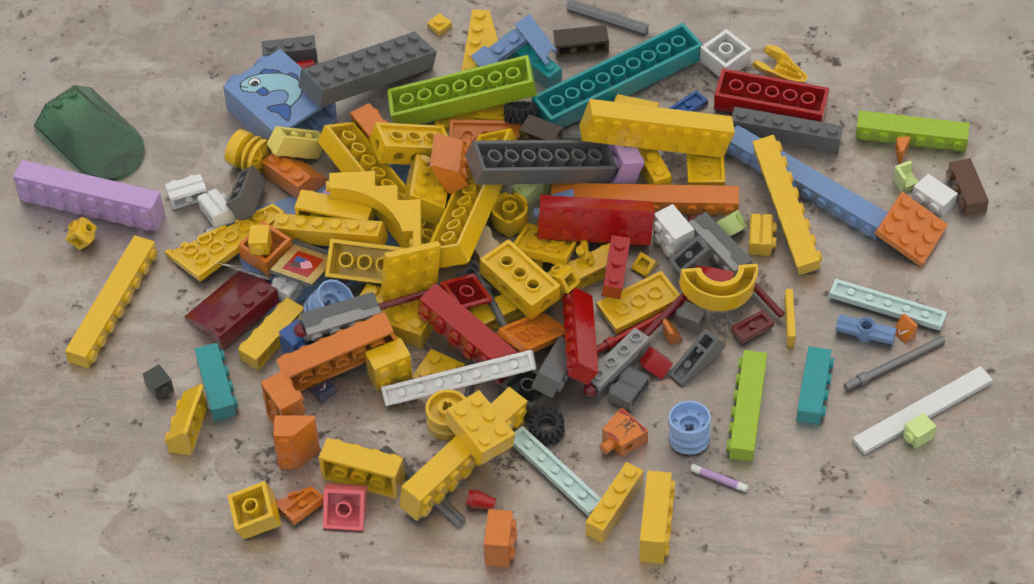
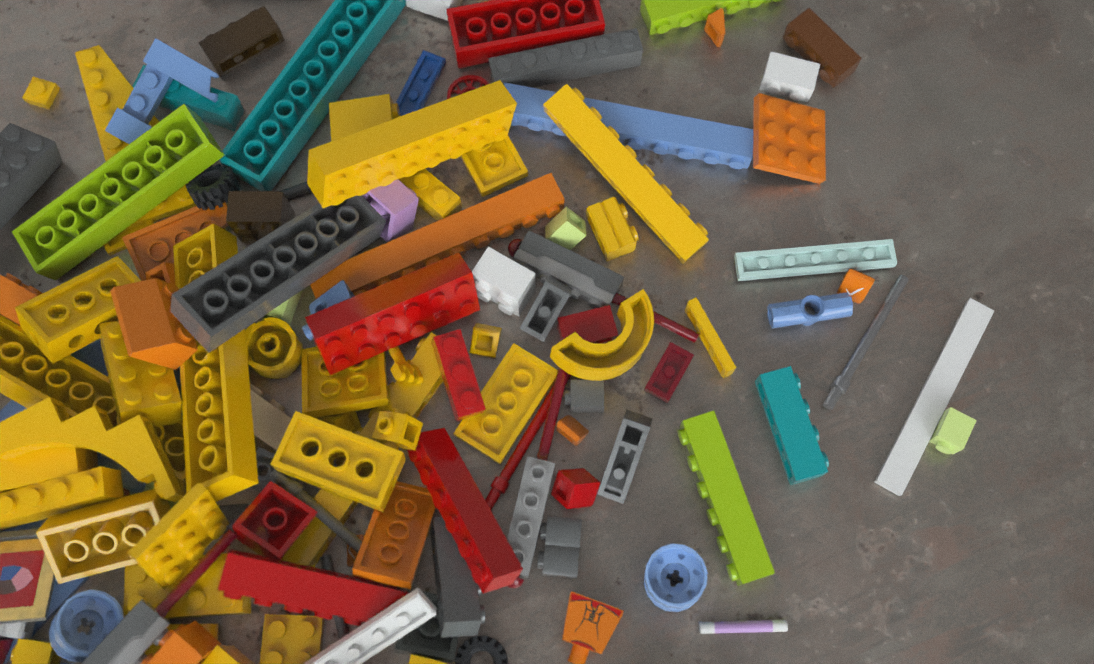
camera: 30 degrees left, 20 degrees up
(904, 177) = (740, 68): yellowish green panel -> none

